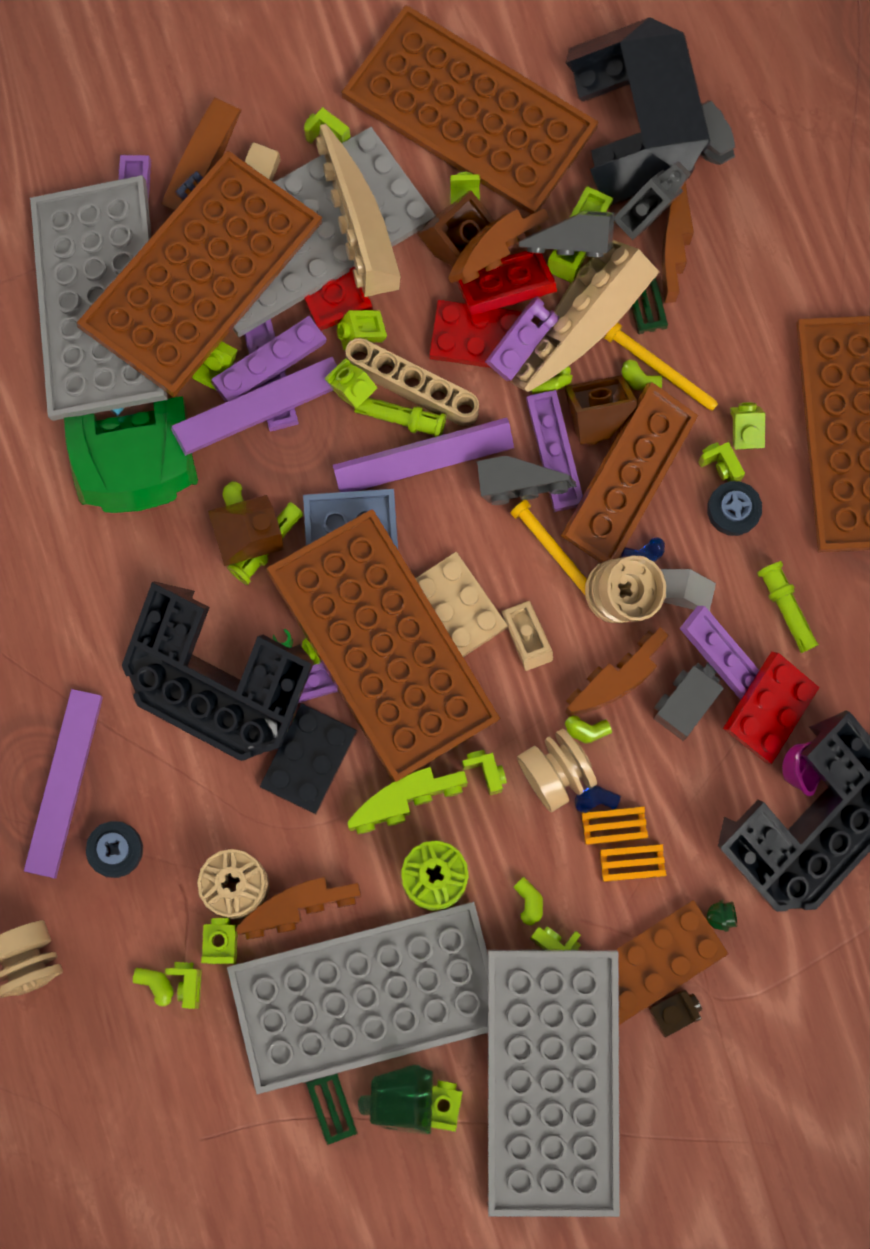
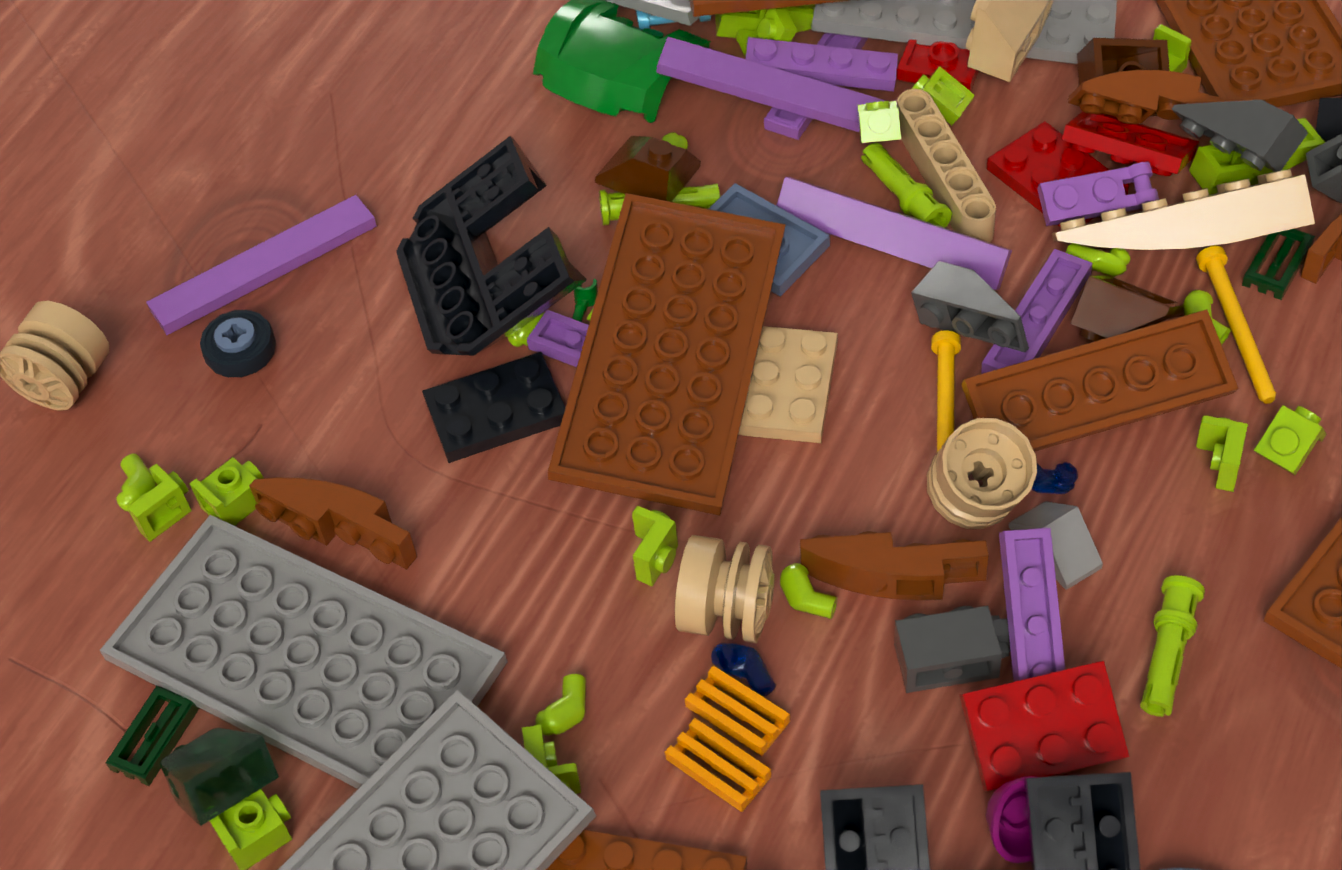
camera: 50 degrees right, 25 degrees down
(249, 893) = (297, 436): tan wheel -> none
(392, 802) = (534, 496): lime slope -> none
(416, 880) = (491, 588): lime wheel -> none
(528, 636) = (833, 463): tan slope -> none
(740, 499) = (1194, 486): black wheel -> none

